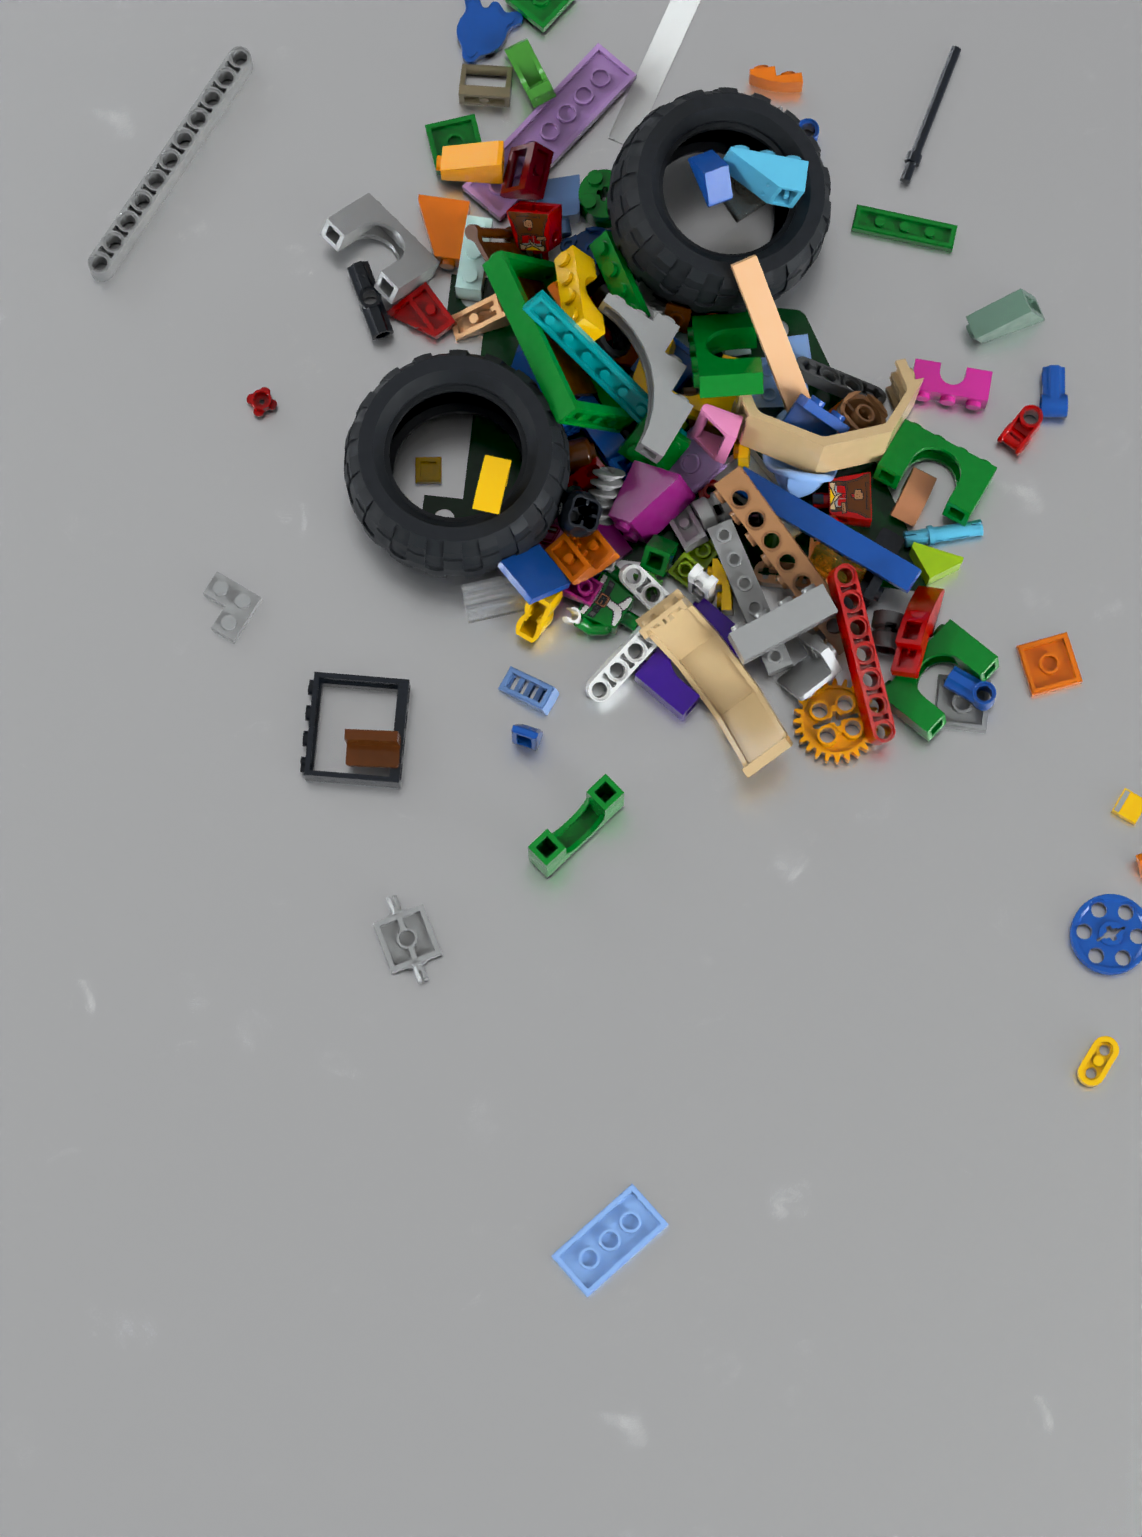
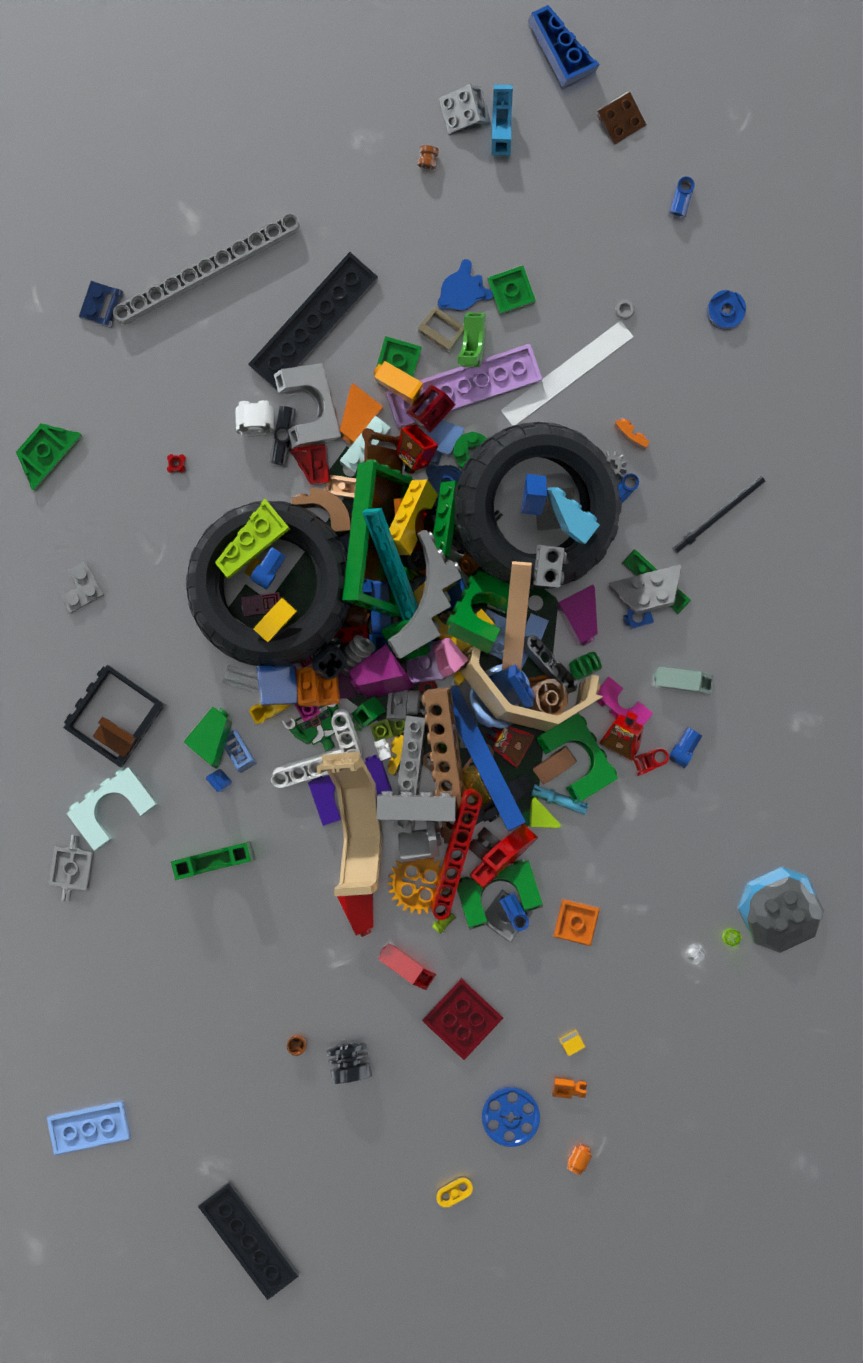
camera: 30 degrees right, 10 degrees up
(59, 274) = (95, 301): none -> dark blue plate
(96, 472) = (44, 451): none -> green wing
(326, 296) = (254, 418): none -> white brick
(329, 152) = (314, 318): none -> black plate
(414, 399) = (257, 535): none -> lime wing
(415, 802) = (85, 813): none -> light aqua arch
(449, 435) = (265, 572): none -> blue piece
(458, 503) = (259, 603): none -> bright pink tile
(477, 343) = (329, 502): none -> medium nougat arch
(486, 689) = (210, 736): none -> green slope
(769, 248) = (542, 566): none -> light grey brick
(781, 790) = (359, 912): none -> red slope
(804, 988) = (296, 1048): none -> dark orange wheel
(840, 308) = (580, 615): none -> magenta slope
(880, 362) = (585, 665): none -> green gear
(880, 825) = (406, 966): none -> slope
(880, 974) = (349, 1063): none -> black wheel
(885, 1263) = (248, 1241): none -> black plate
(892, 752) = (441, 925): none -> lime pin
(902, 237) = (649, 590): none -> light grey wing
(912, 266) = (628, 619): none -> blue brick
(974, 414) = (624, 735): none -> torso
(983, 851) = (462, 1019): none -> dark red plate

